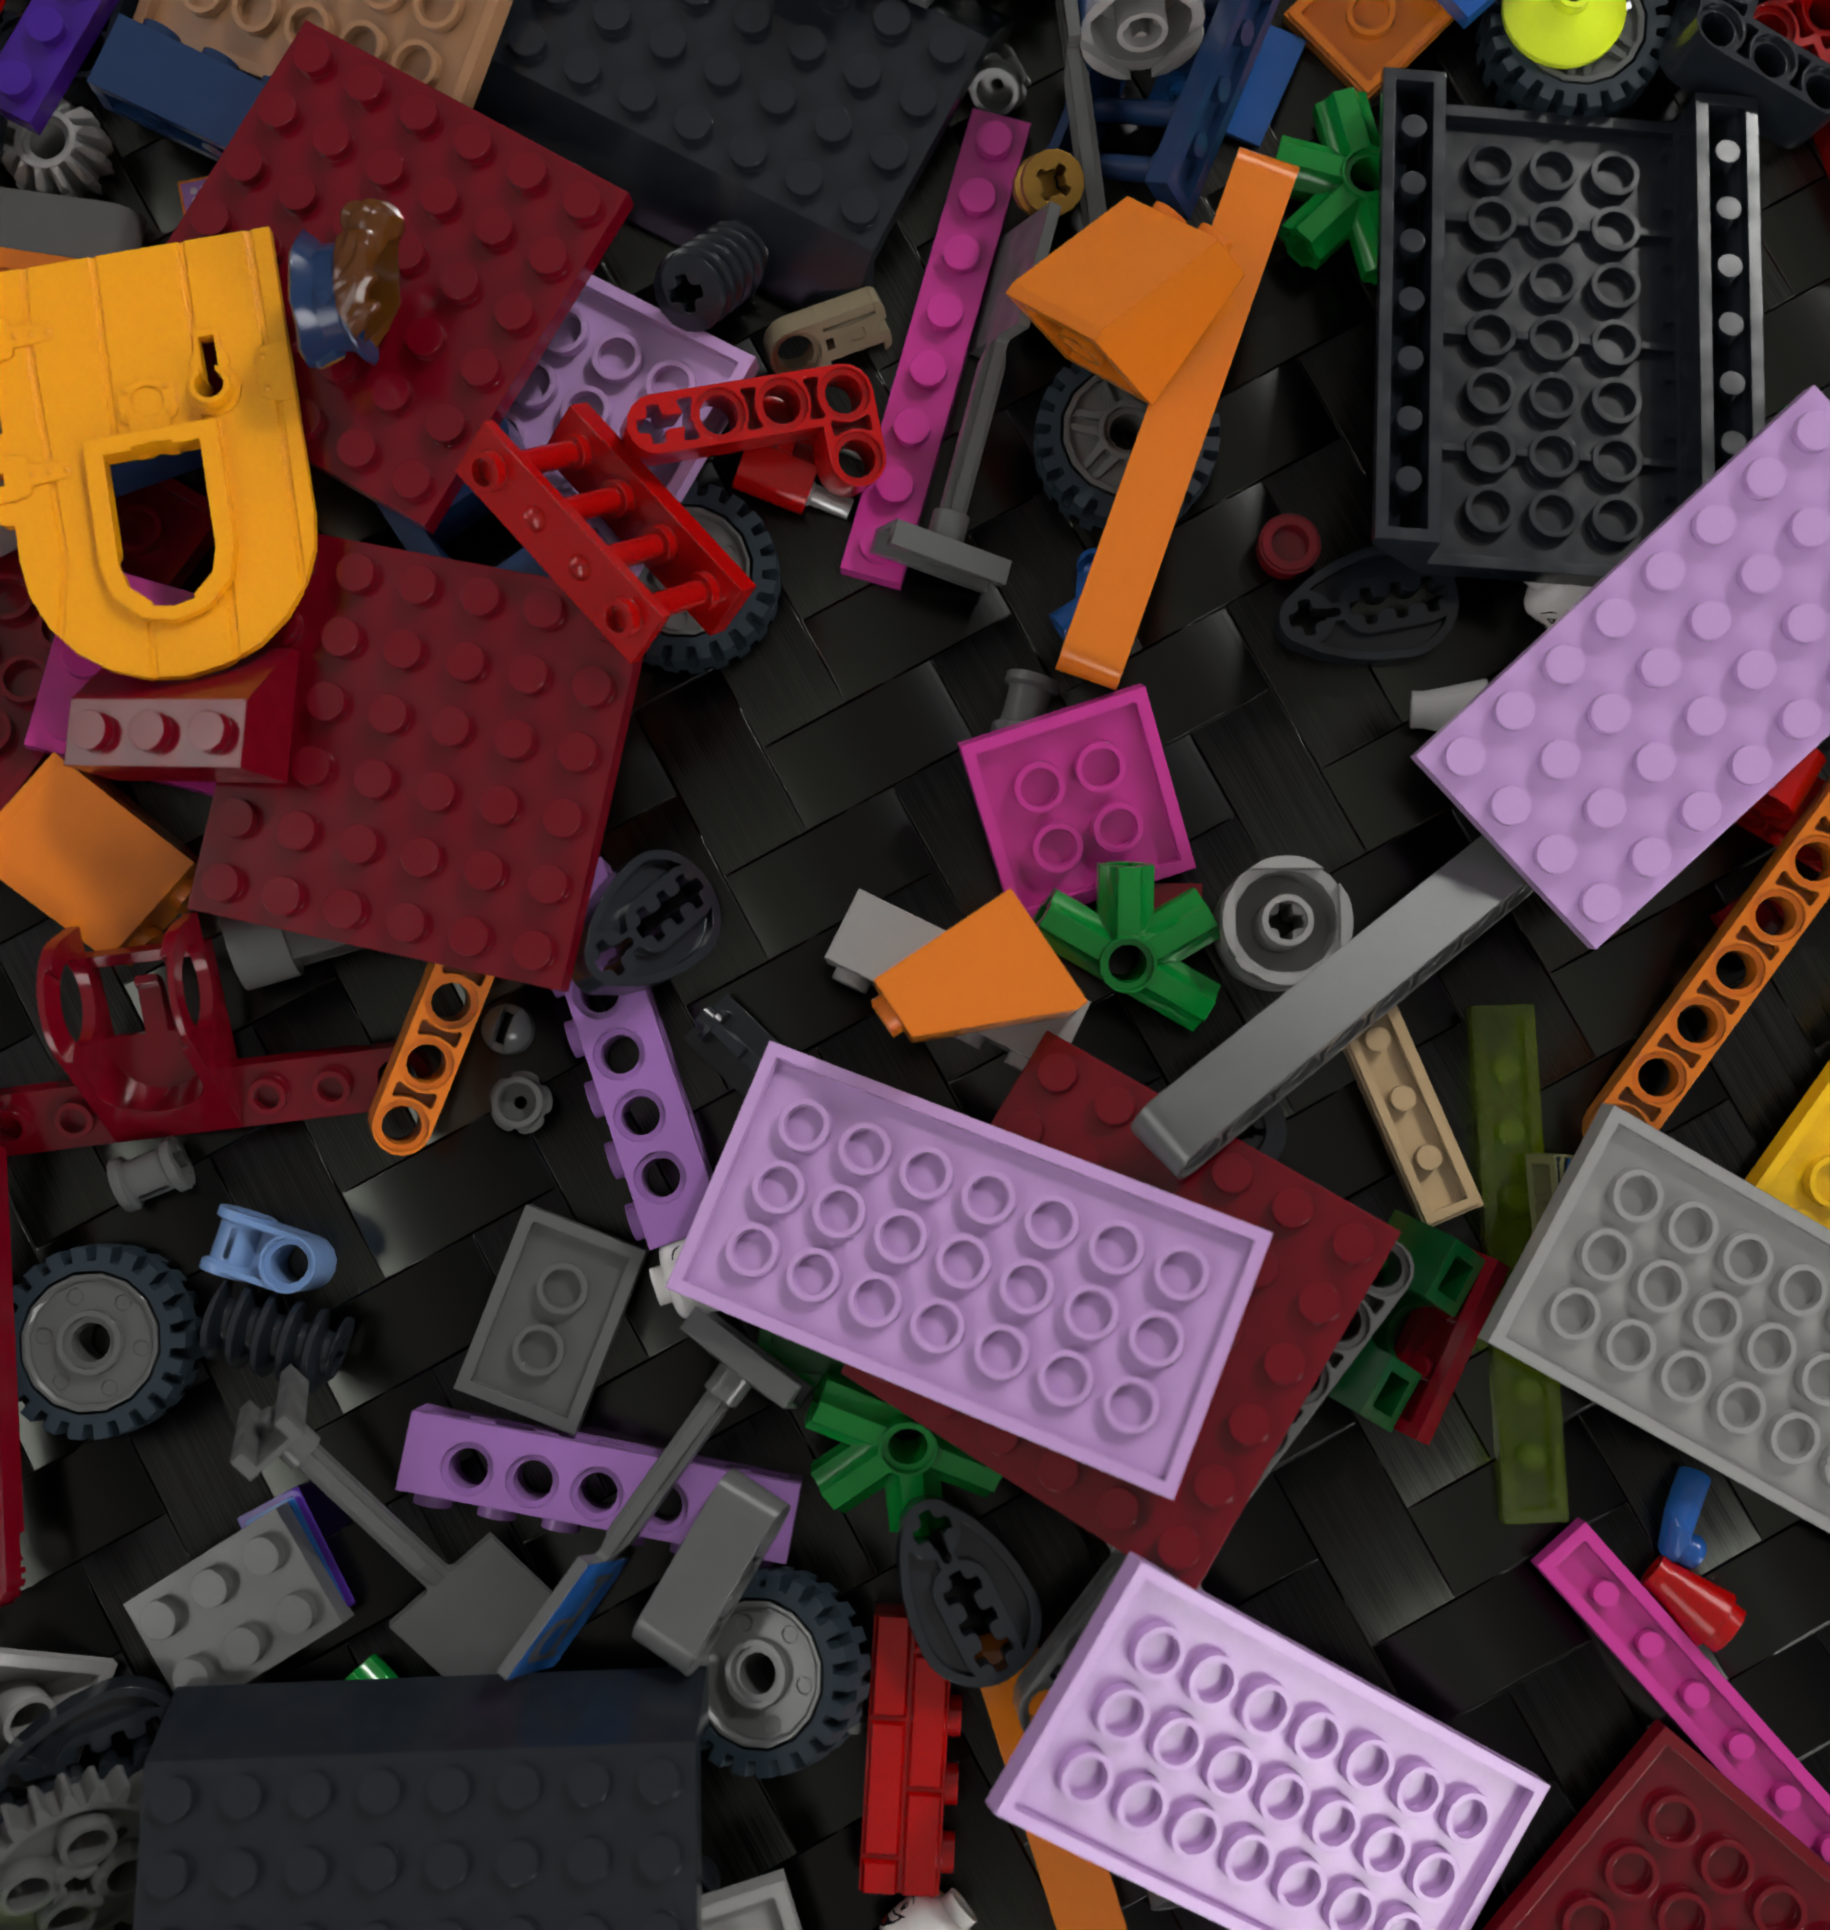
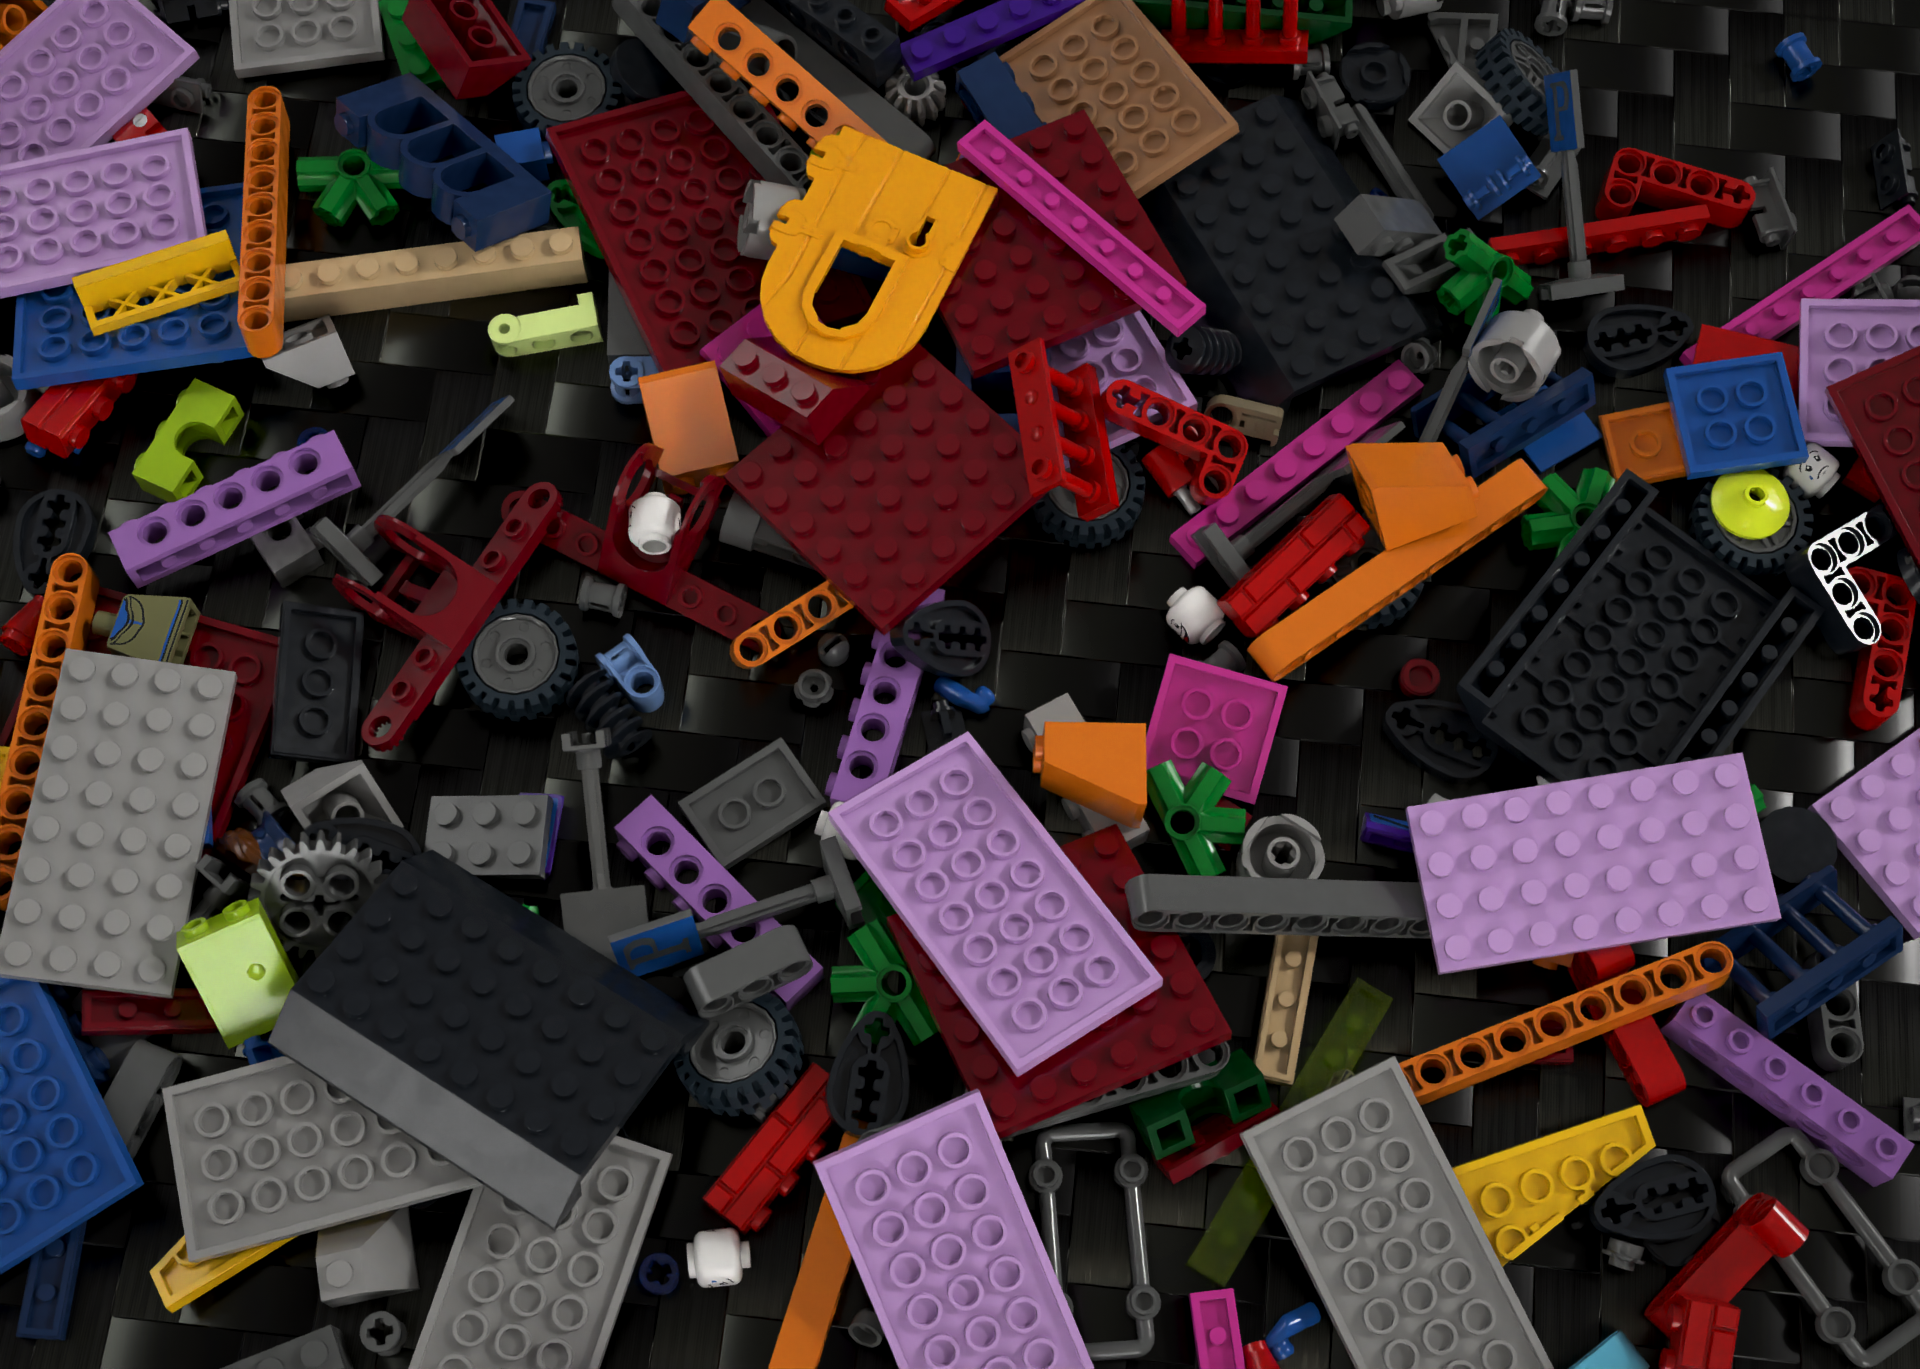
camera: 30 degrees right, 15 degrees down
(139, 1042) = (654, 523): none -> white head
(347, 288) = (1017, 238): piece -> none
(436, 207) = (1082, 228): none -> dark pink plate
(723, 982) = (963, 697): none -> blue arm
(947, 657) = (1195, 615): none -> white head
(1035, 190) = (1399, 412): pearl gold wheel -> none
(1042, 507) = (1294, 565): none -> red brick
(1383, 781) = (1386, 832): none -> dark purple slope
(1477, 1605) = (1130, 1174): none -> dark grey bar

